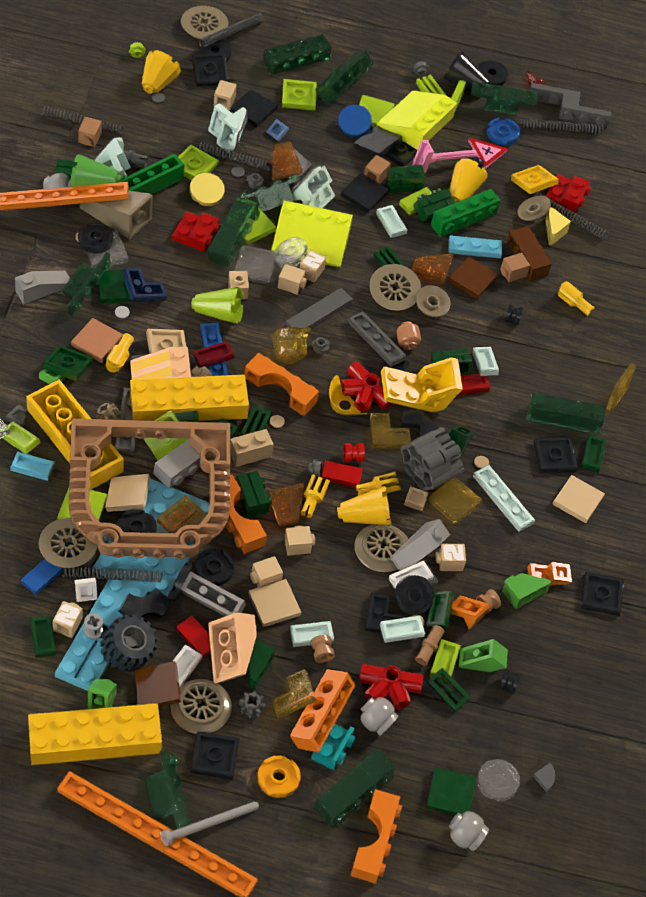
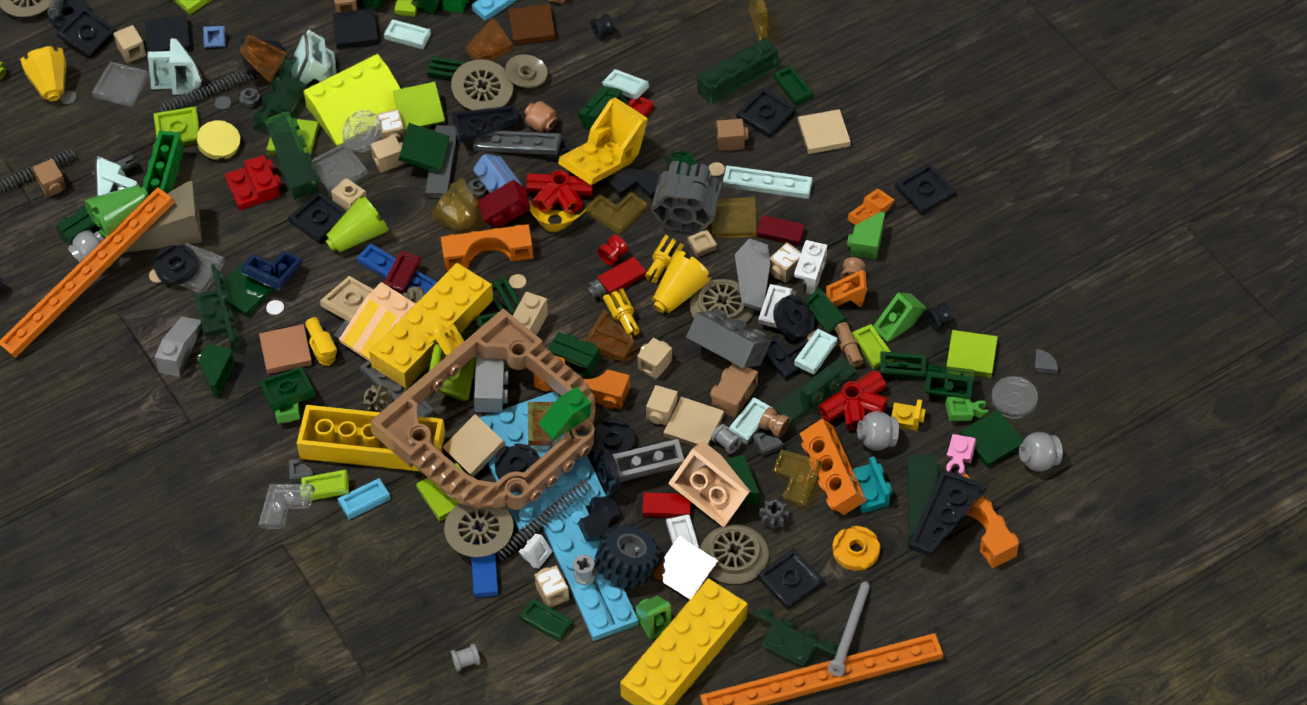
camera: 35 degrees left, 0 degrees up
(44, 315) = (216, 366): none -> dark green slope
(178, 411) = (447, 337): none -> yellow bracket
(186, 519) = (566, 413): none -> green slope
(193, 113) = (120, 84): none -> clear tile
(208, 279) = (317, 217): none -> black tile
(281, 630) = (726, 439): none -> light grey bush
(304, 658) = (767, 444): none -> dark grey tile
(313, 293) = (424, 148): none -> dark green tile
(319, 367) = (504, 204): none -> dark red brick
(323, 605) = (734, 389): none -> medium nougat brick
(336, 348) = (493, 172): none -> medium blue brick
(343, 267) = (419, 105): none -> lime tile
(353, 569) = (729, 338): none -> dark grey brick
(356, 805) = (946, 508): none -> black wing
(367, 307) = (483, 121): none -> black wing
(375, 653) = (816, 389): none -> clear green bracket
(413, 725) = (908, 415): none -> yellow bracket
(418, 779) = (960, 451): none -> bright pink plate
(453, 754) = (963, 410): none -> bright green plate
(464, 573) = (811, 264): none -> white bracket
(464, 728) = (949, 381): none -> dark green brick
(475, 535) = (780, 230): none -> dark red tile
(504, 725) = (972, 352): none -> lime tile
(514, 448) = (731, 134): none -> medium nougat brick

